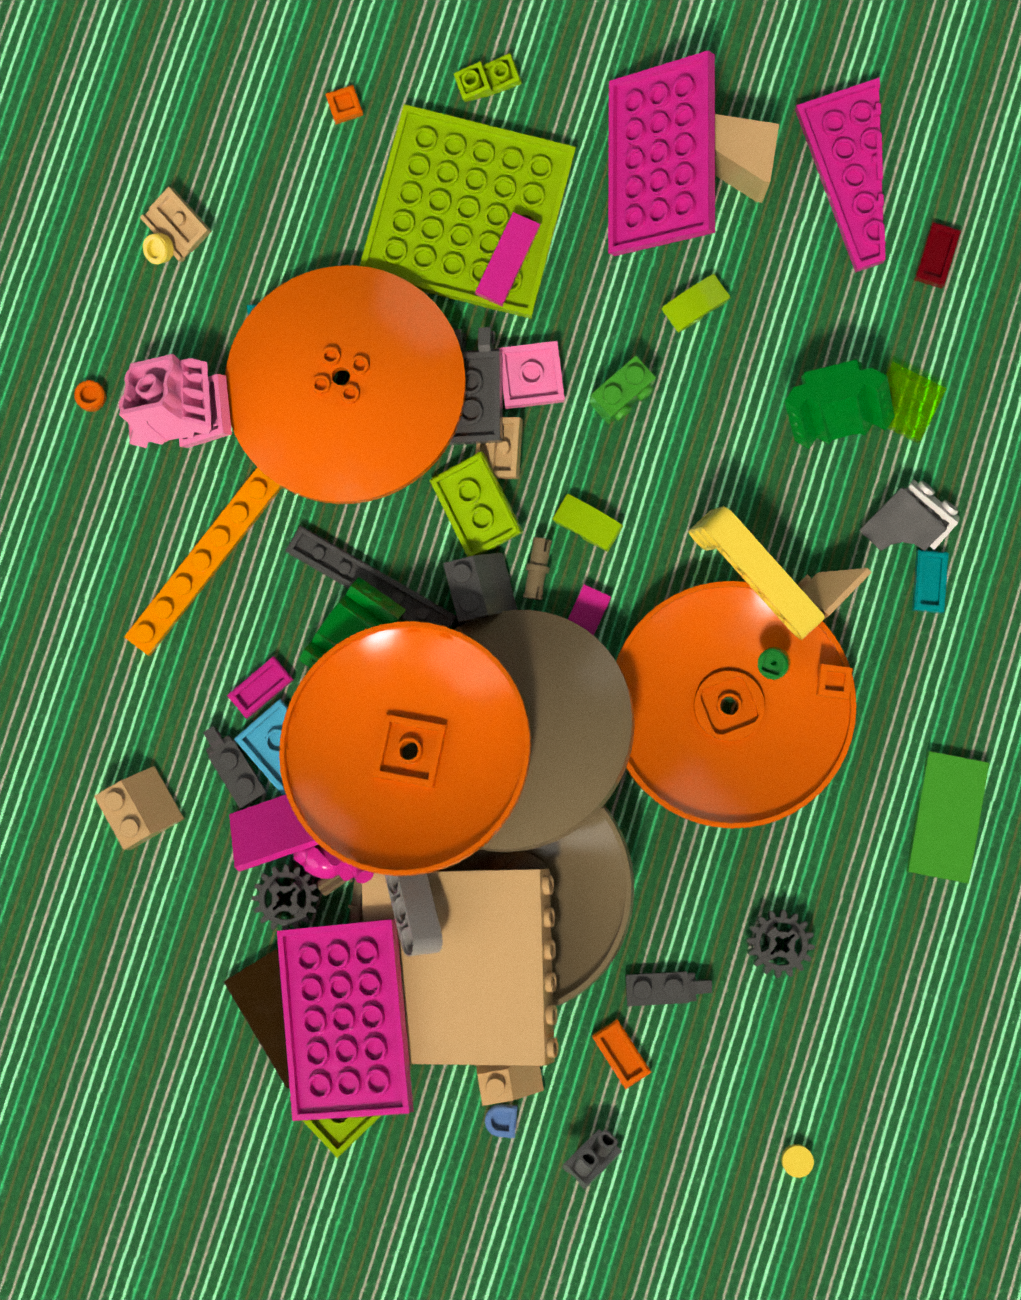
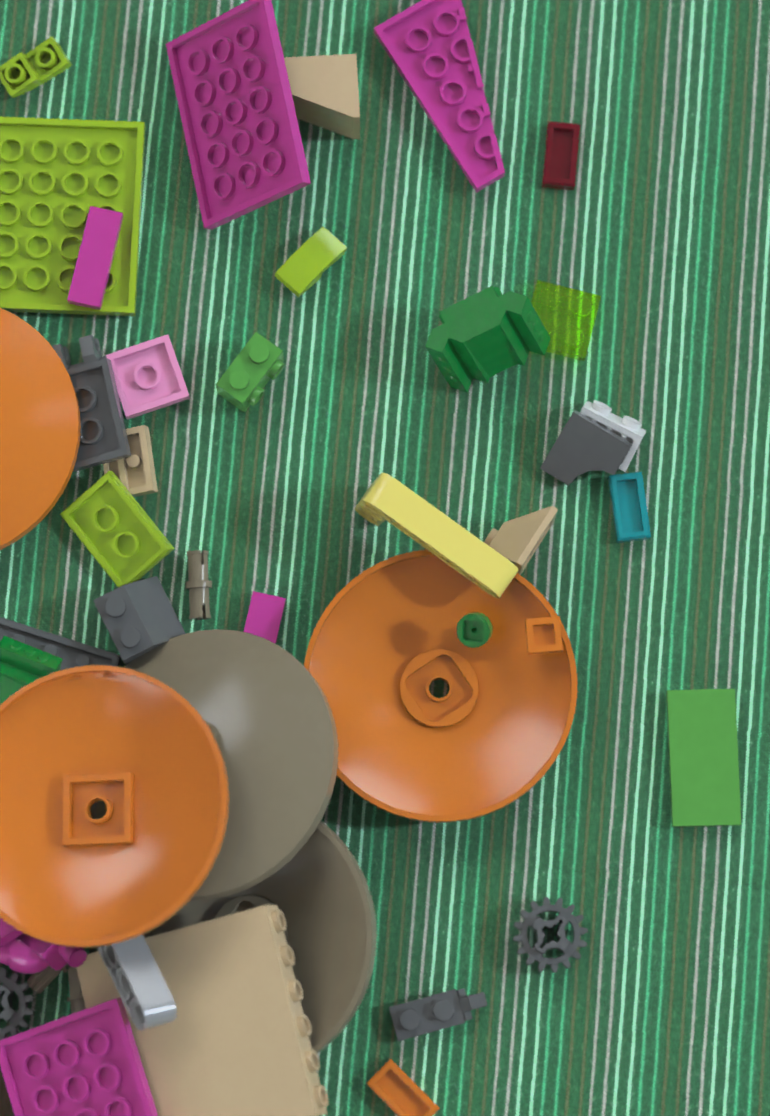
camera: 15 degrees left, 5 degrees down
(587, 522) = (243, 523): lime slope -> none

